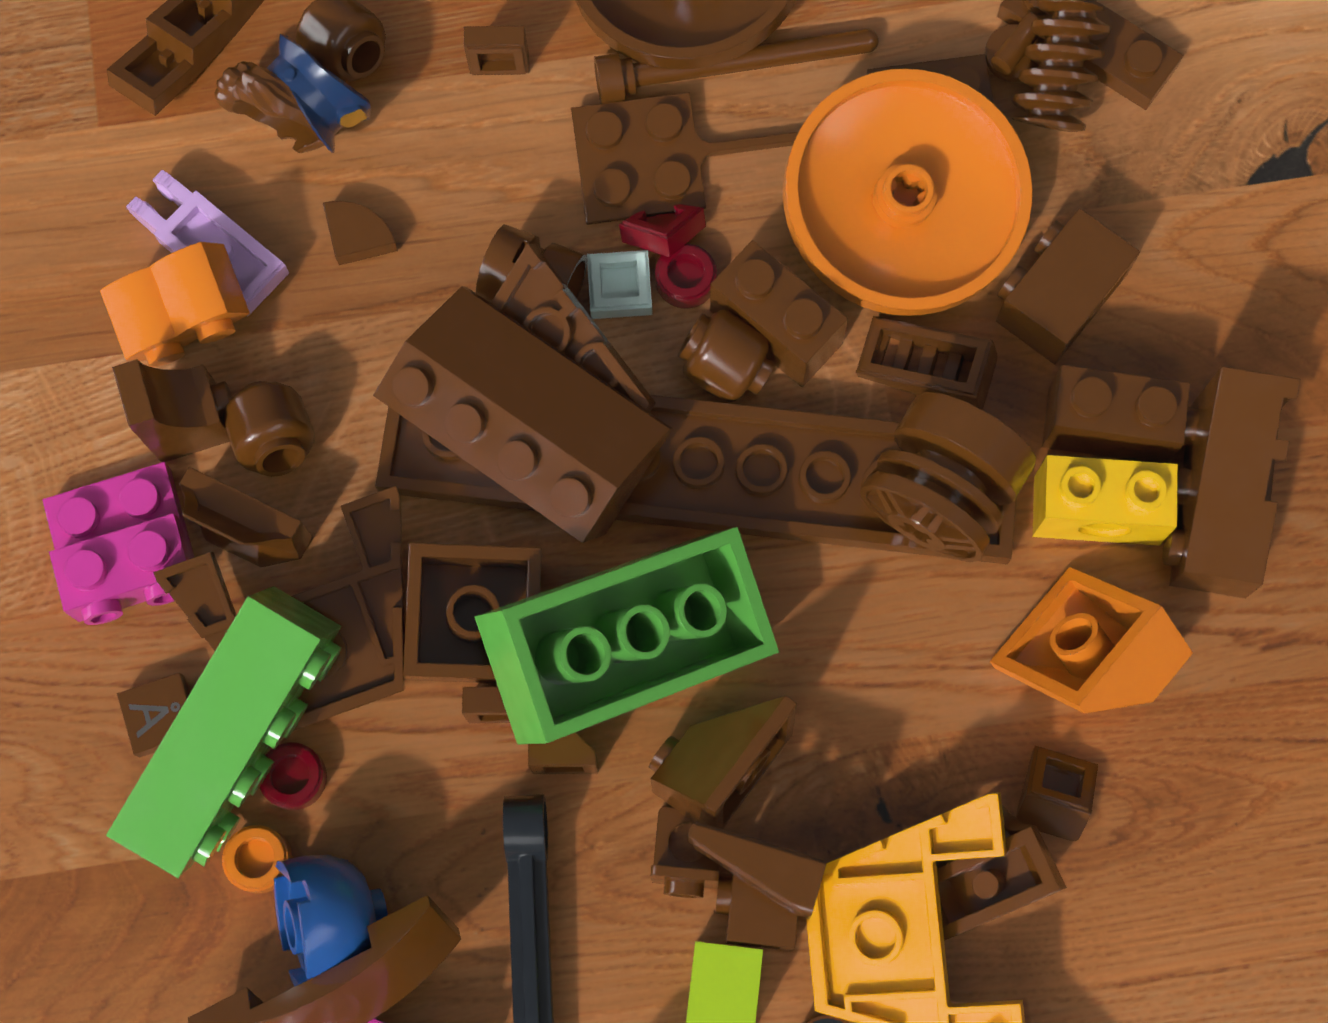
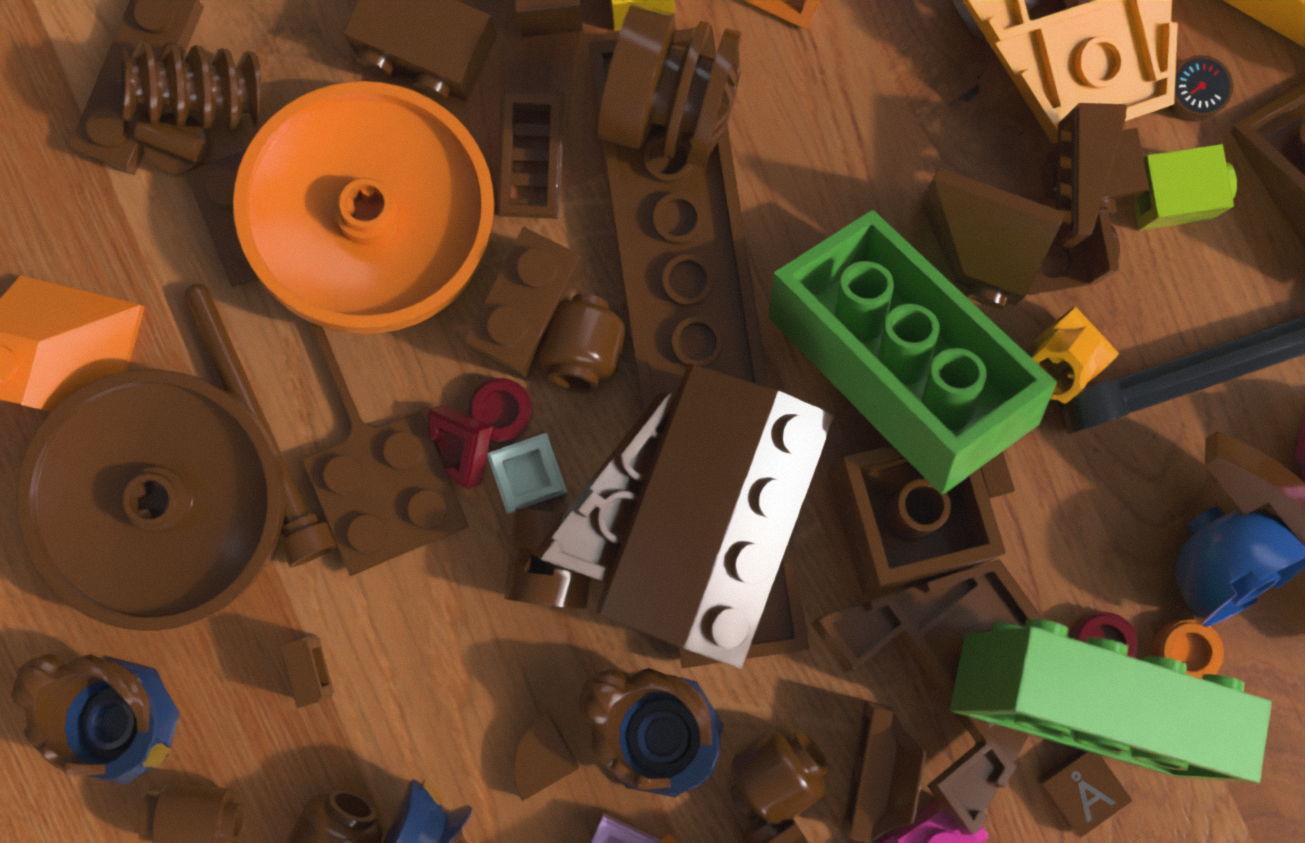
camera: 110 degrees left, 10 degrees up
(347, 326) = (652, 729): none -> piece
(579, 809) = (1072, 353): none -> light orange piece

